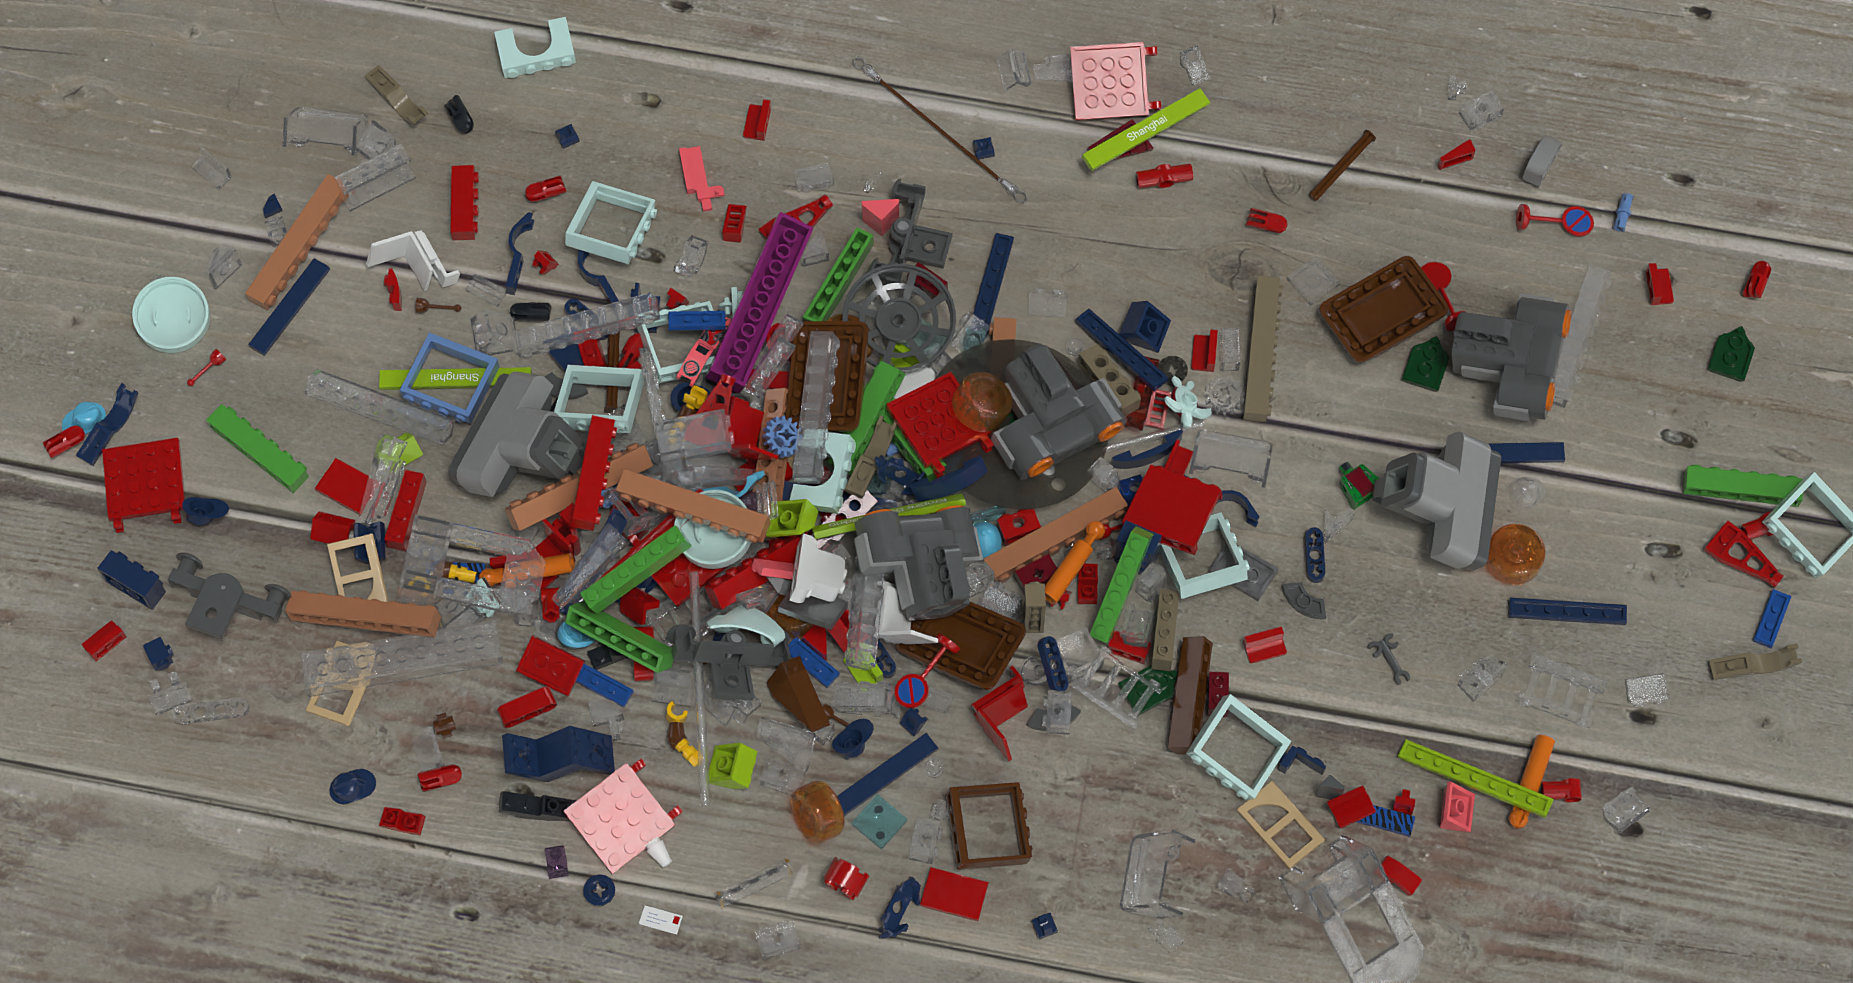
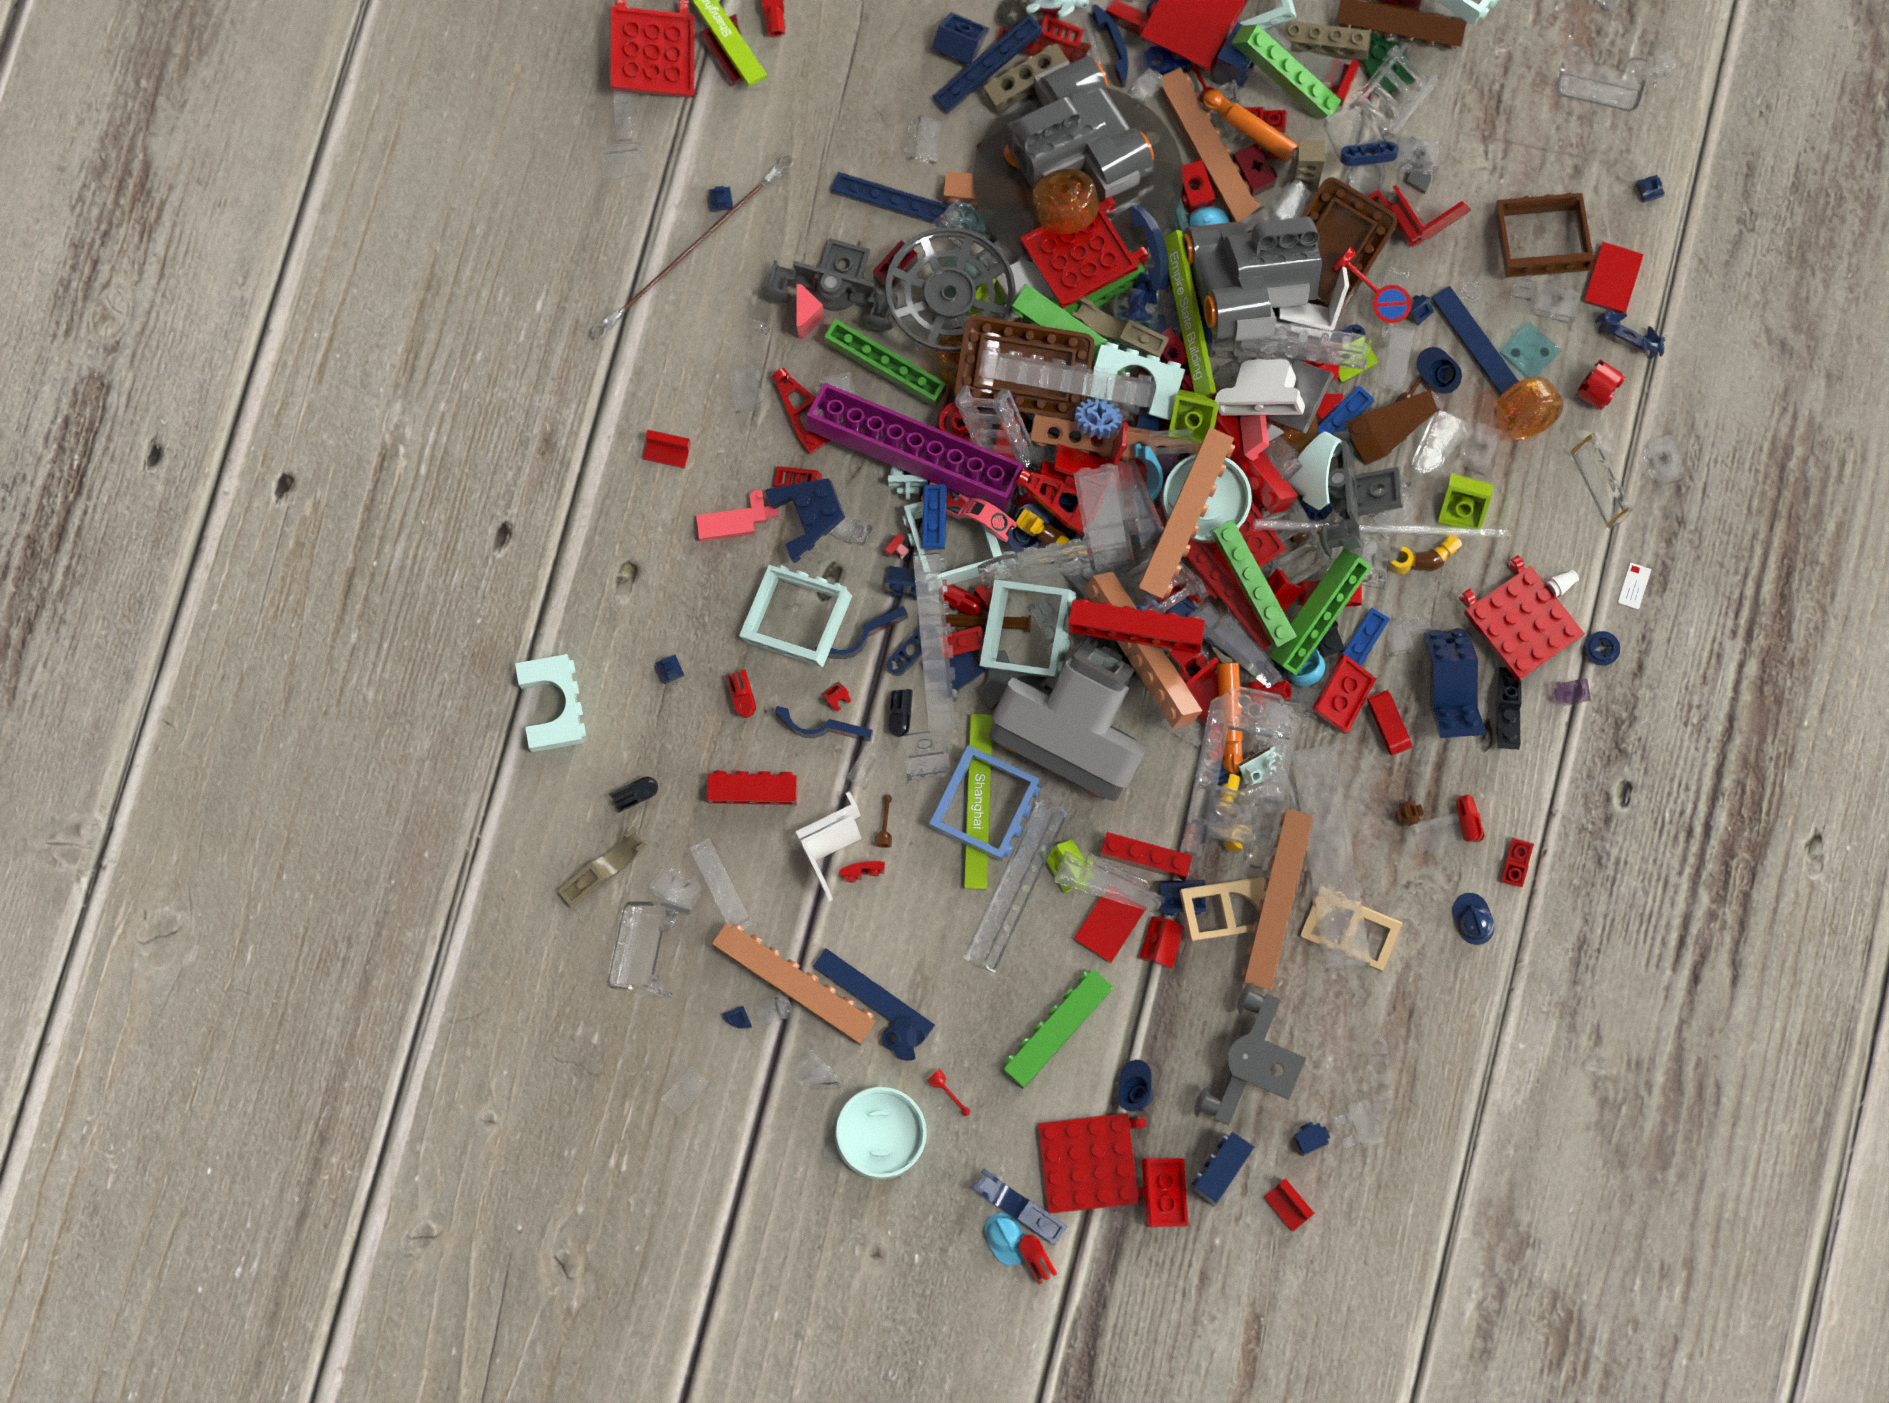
camera: 85 degrees left, 10 degrees up
(115, 534) = (1165, 1192): none -> red tile
(251, 328) = (907, 1038): none -> dark blue plate
(701, 231) = (817, 510): none -> dark blue wing

